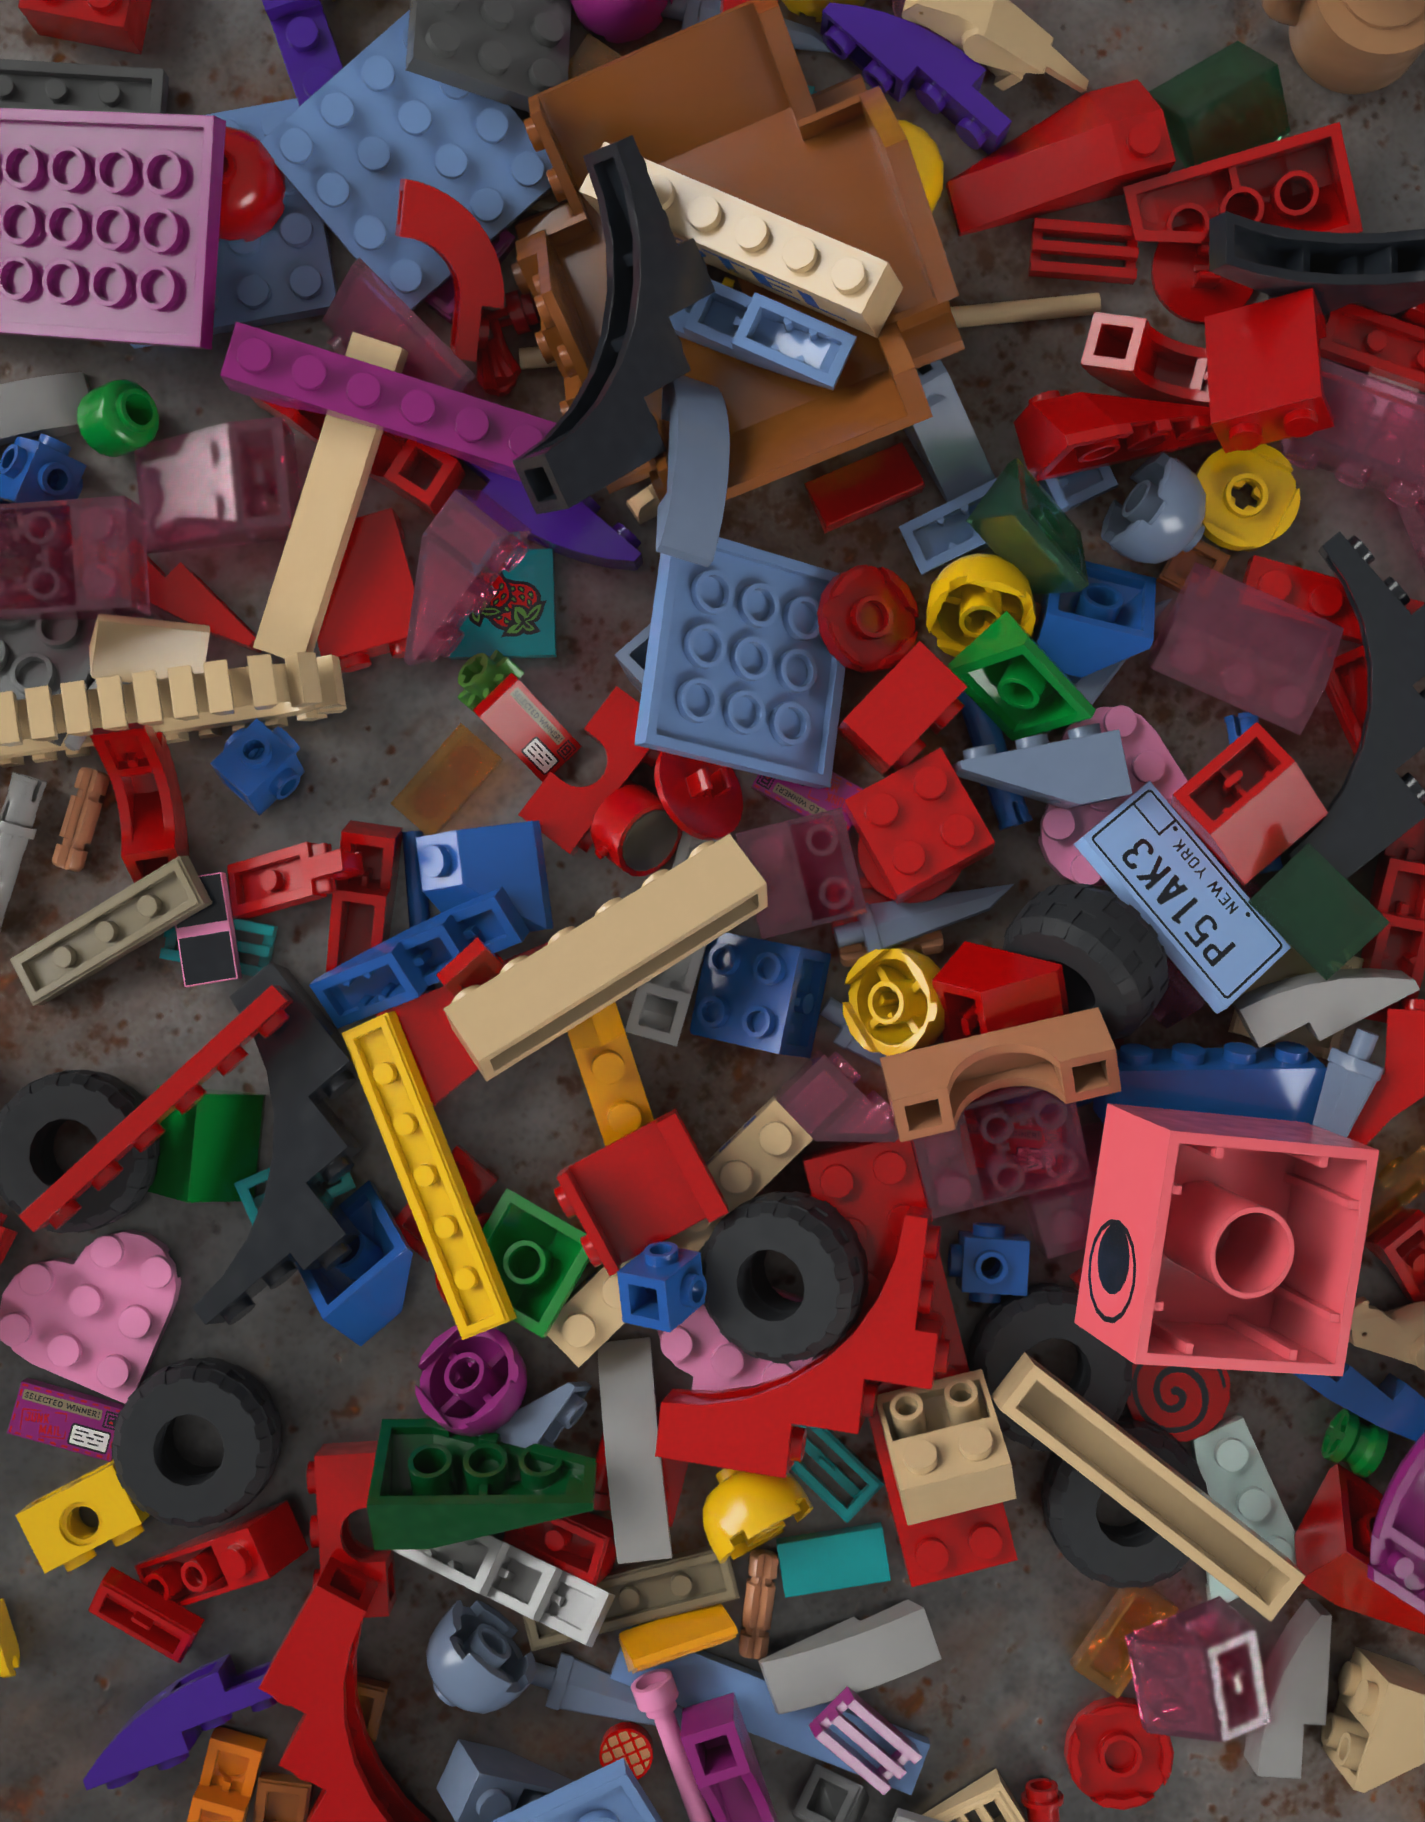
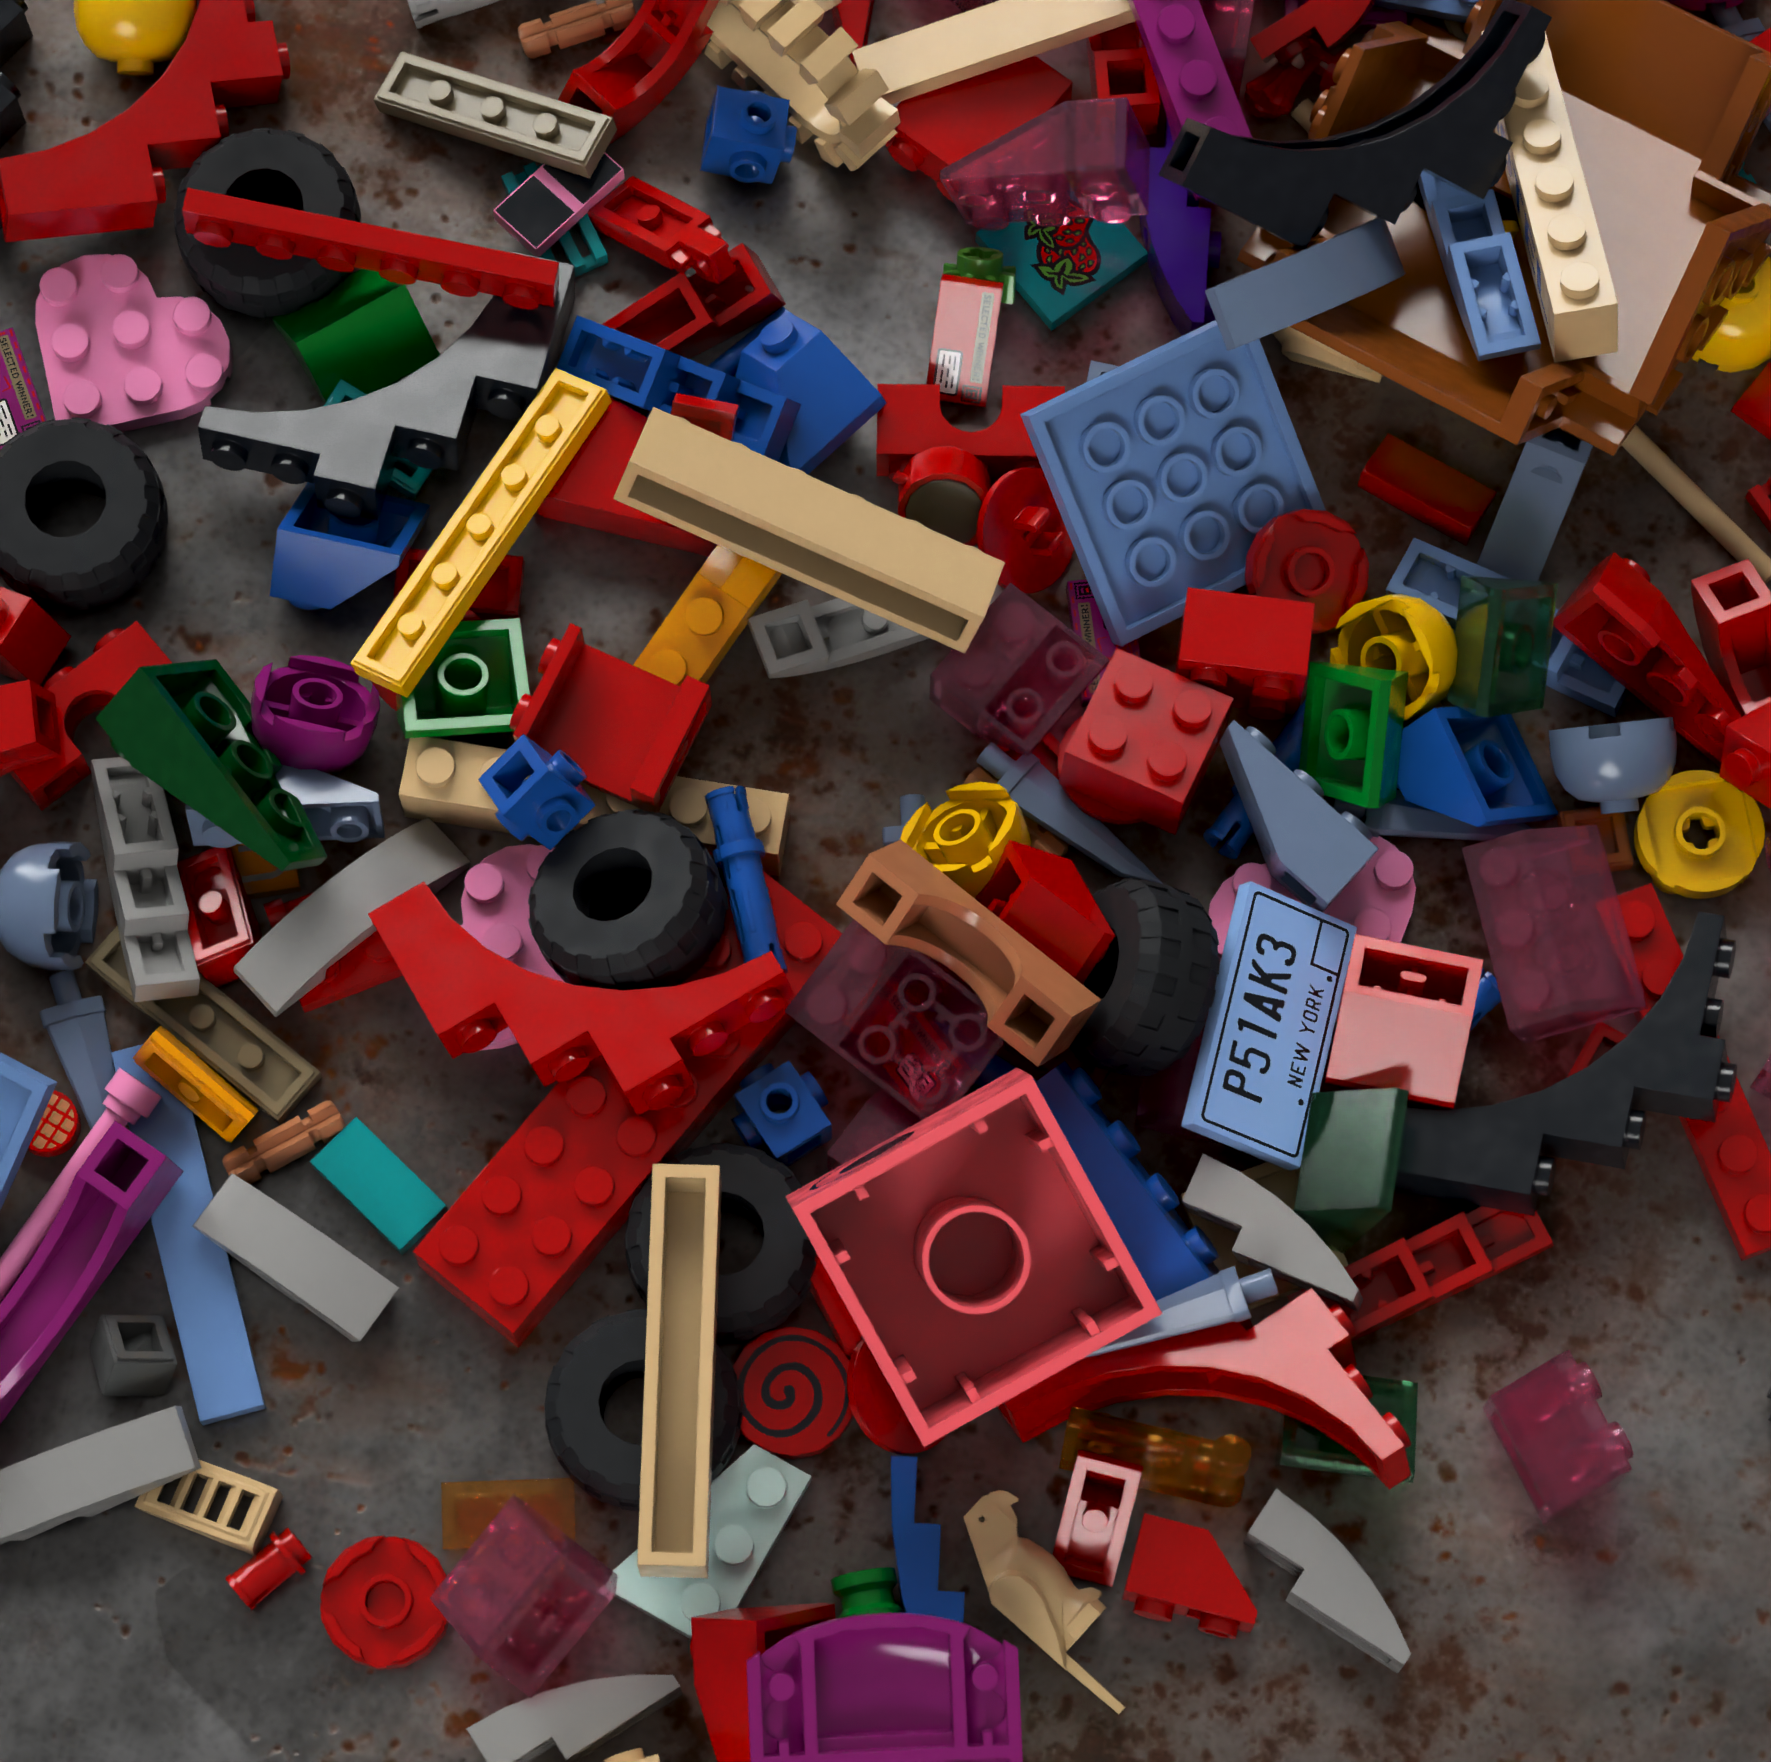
camera: 50 degrees right, 15 degrees down
(446, 781) = (862, 309): clear orange plate -> none
(750, 1511) = (374, 1063): yellow cylinder -> none
(760, 994) = (880, 730): blue bracket -> none
(819, 1179) = (741, 863): none -> blue pin
(832, 1107) = (824, 843): clear pink slope -> none
(860, 1496) = (460, 1167): teal tile -> none
(890, 1766) = (219, 1376): tile -> none
(946, 1447) = (573, 1166): tan slope -> none

